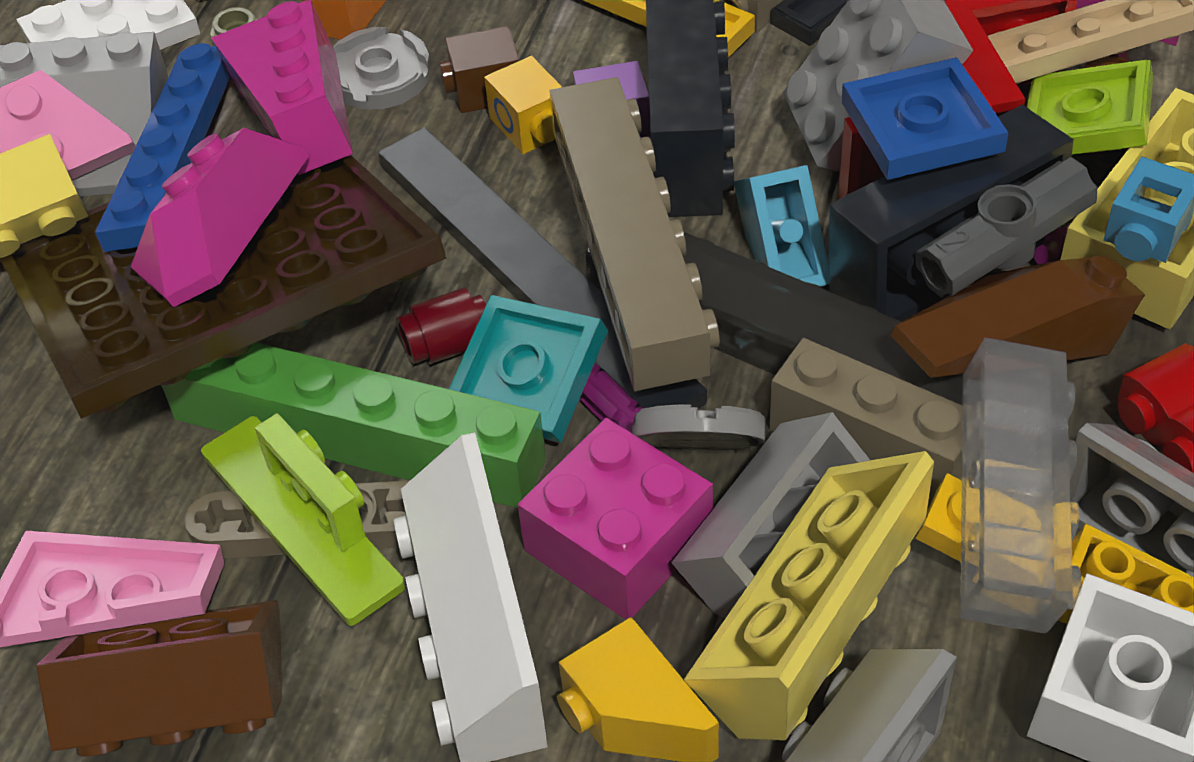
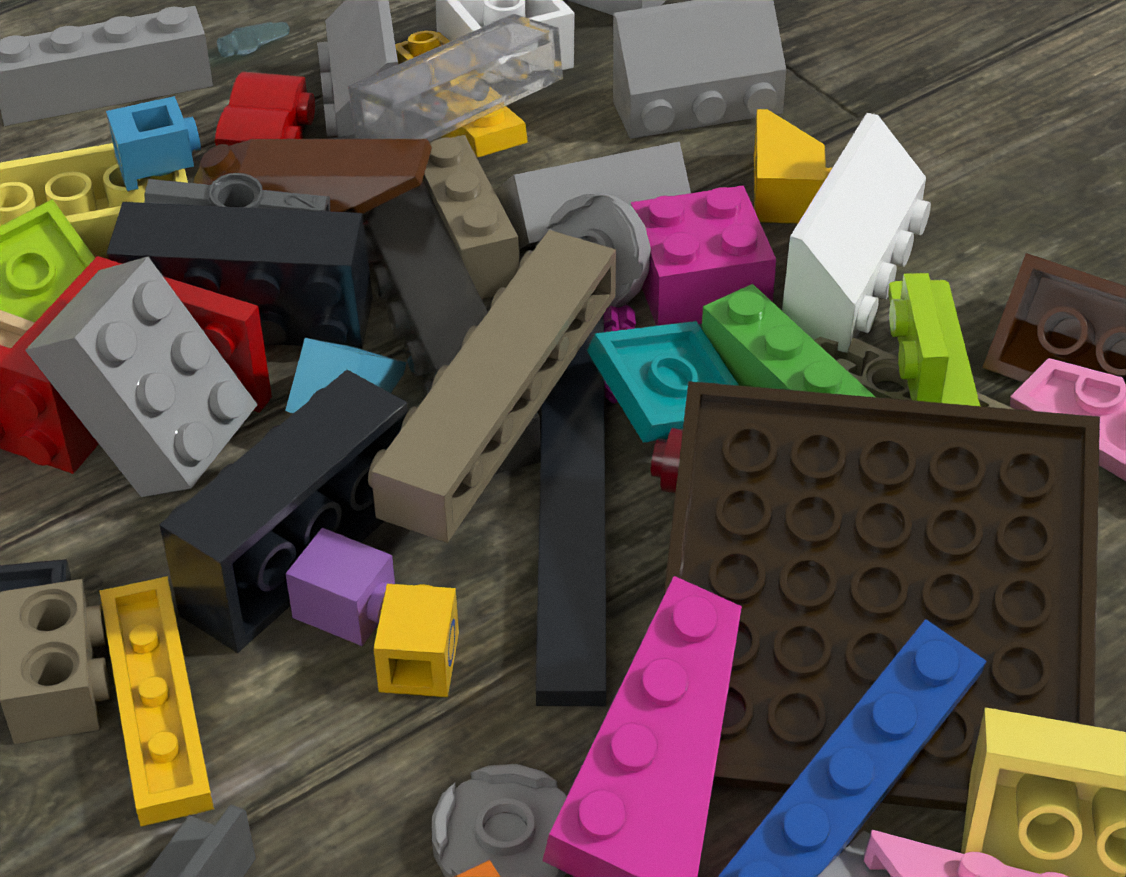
camera: 145 degrees left, 5 degrees down
(213, 211) = (863, 569): dark pink wedge -> none
(472, 58) = (414, 714): brick -> none
(812, 595) = (635, 95): light yellow slope -> none
(923, 118) = (217, 251): blue plate -> none

